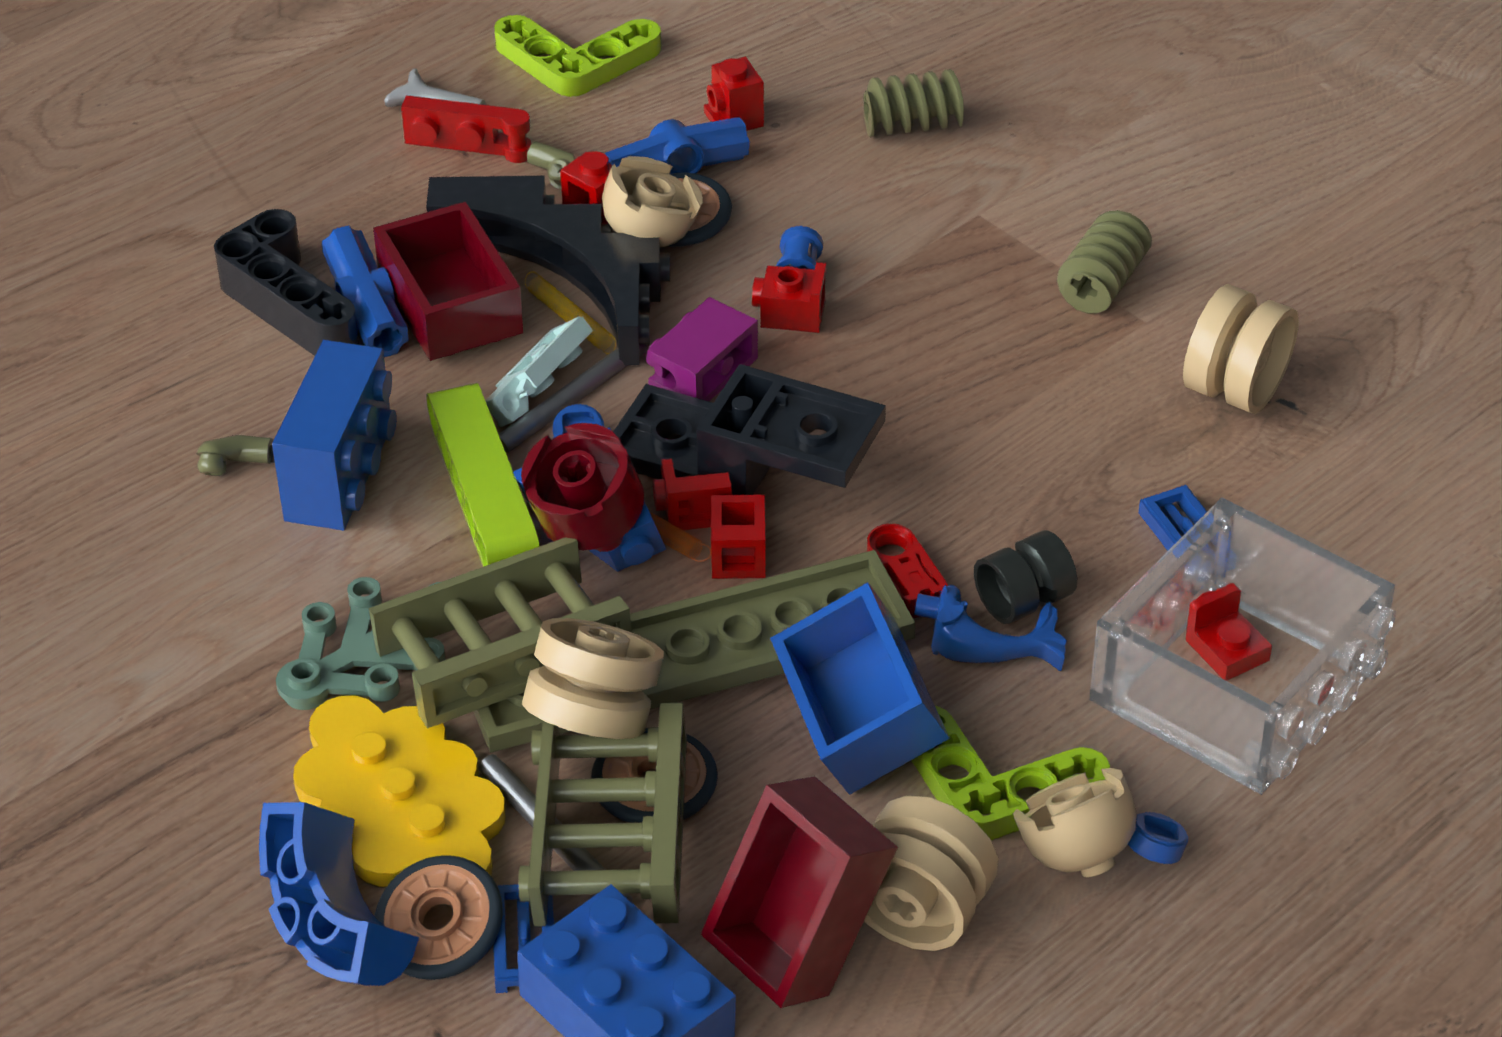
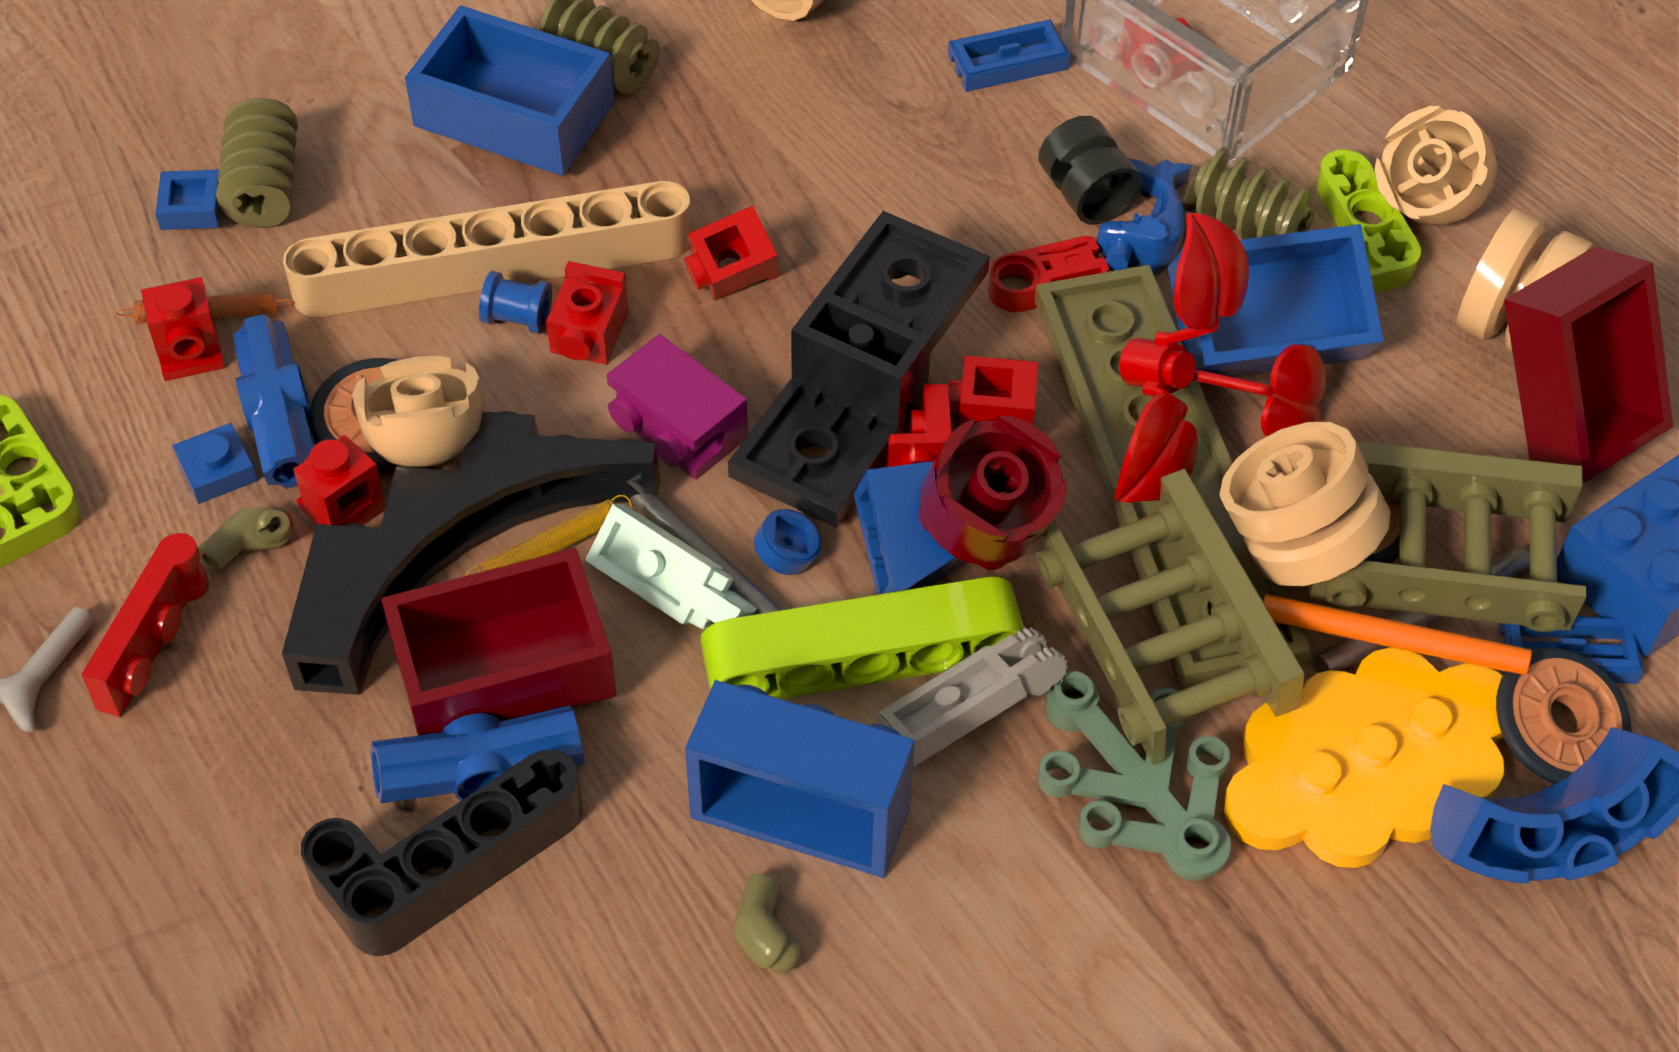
camera: 85 degrees left, 10 degrees up
(429, 534) = (975, 691): none -> light grey hinge
(494, 785) = (1398, 635): none -> orange bar
(617, 134) = (214, 463): none -> blue plate
(778, 116) = (239, 303): none -> orange piece
(780, 553) = (1208, 285): none -> red plant
(854, 240) = (459, 250): none -> tan beam
(859, 75) = (188, 200): none -> blue plate
(873, 366) = (735, 237): none -> red brick
(1009, 692) = (1246, 201): none -> olive piece
(1019, 215) = (510, 90): none -> blue piece

